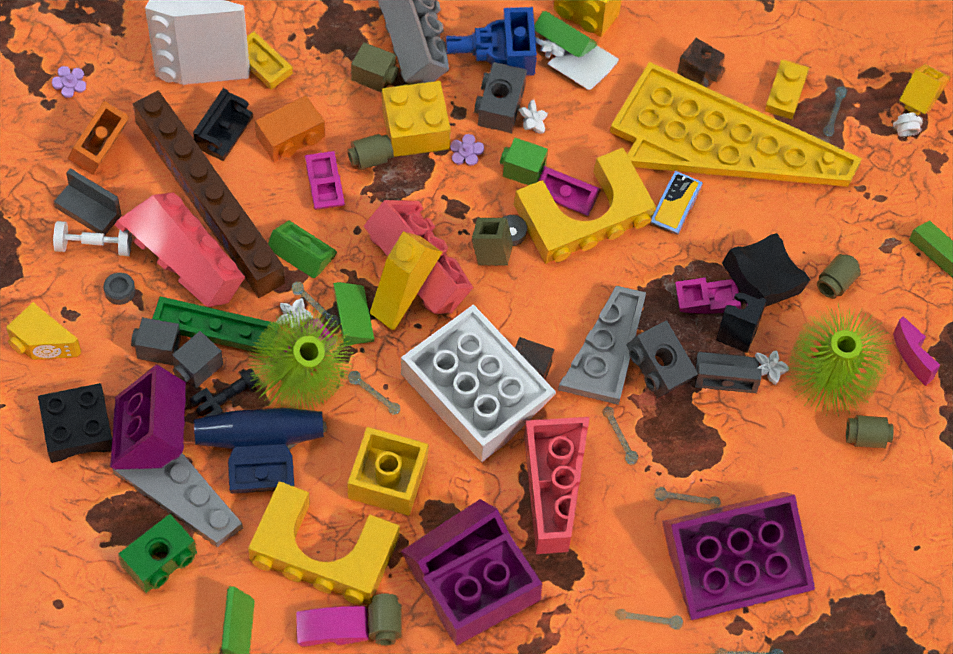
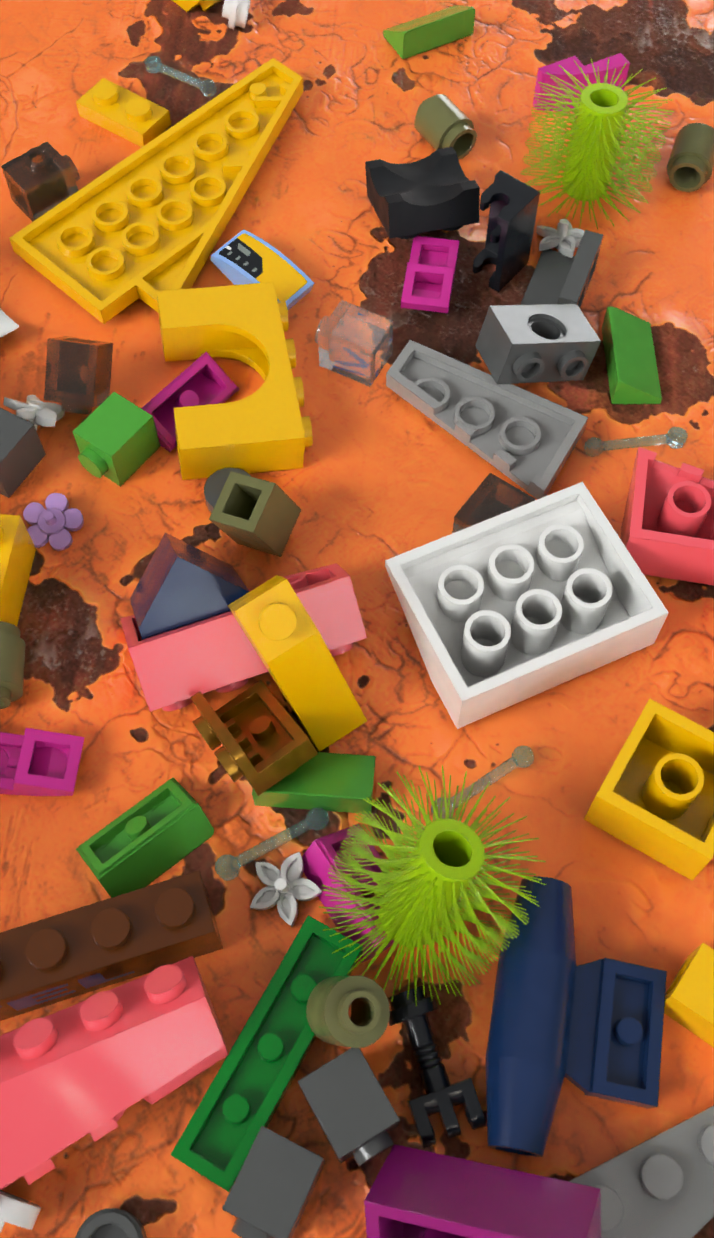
camera: 70 degrees left, 0 degrees up
(242, 347) = (329, 1009): none -> olive brick
(358, 272) = (255, 737): none -> pearl gold bracket
(437, 221) = (182, 588): none -> slope
(560, 128) = (78, 373): none -> clear smoke brick
(635, 264) = (354, 342): none -> clear brick
(681, 420) = (630, 359): none -> bright green slope

